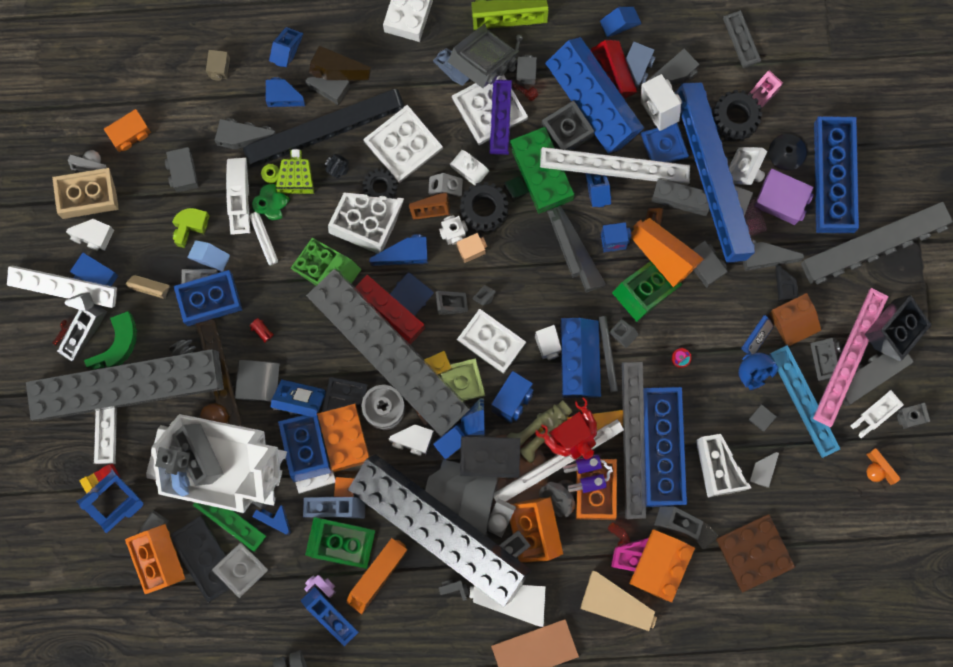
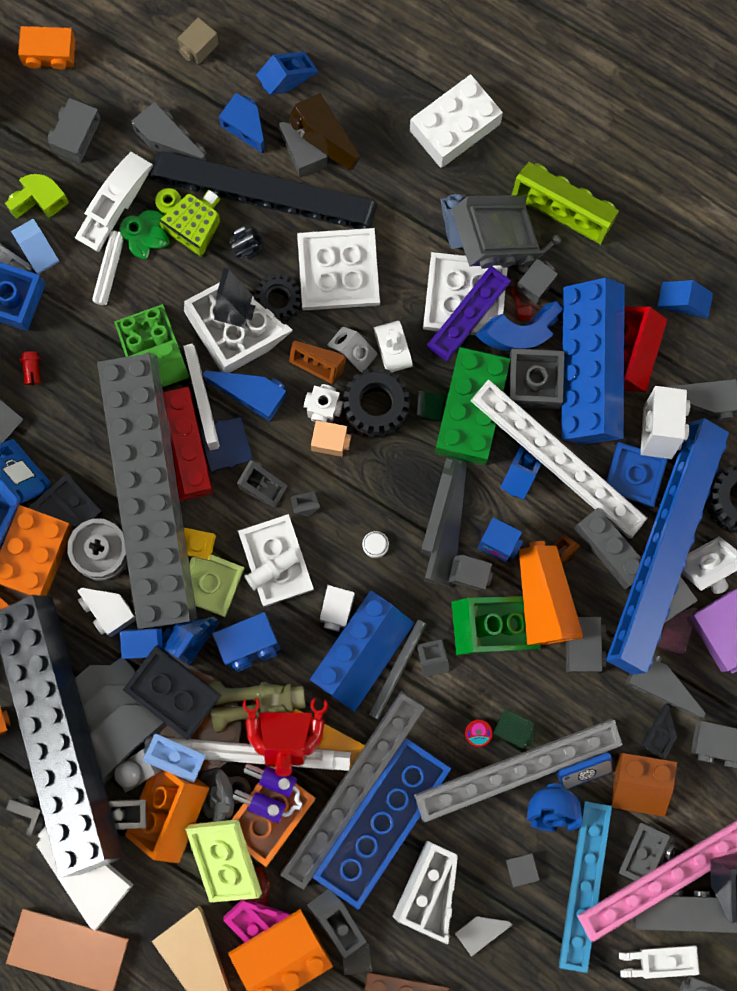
camera: 30 degrees right, 0 degrees up
(360, 205) = (233, 301): none -> black slope
(377, 275) = (201, 397): none -> white tile
(494, 346) = (271, 568): none -> white pin
(518, 493) = (174, 758): none -> light blue plate
(532, 114) = (505, 335): none -> blue arch
(542, 291) = (375, 544): none -> white piece
(589, 533) = (224, 861): none -> yellowish green tile
(610, 268) = (470, 572): none -> dark grey brick
(638, 61) = (673, 357): sand blue slope -> none
(700, 341) = (514, 729): none -> clear green brick
(720, 361) = (517, 770): none -> light grey tile

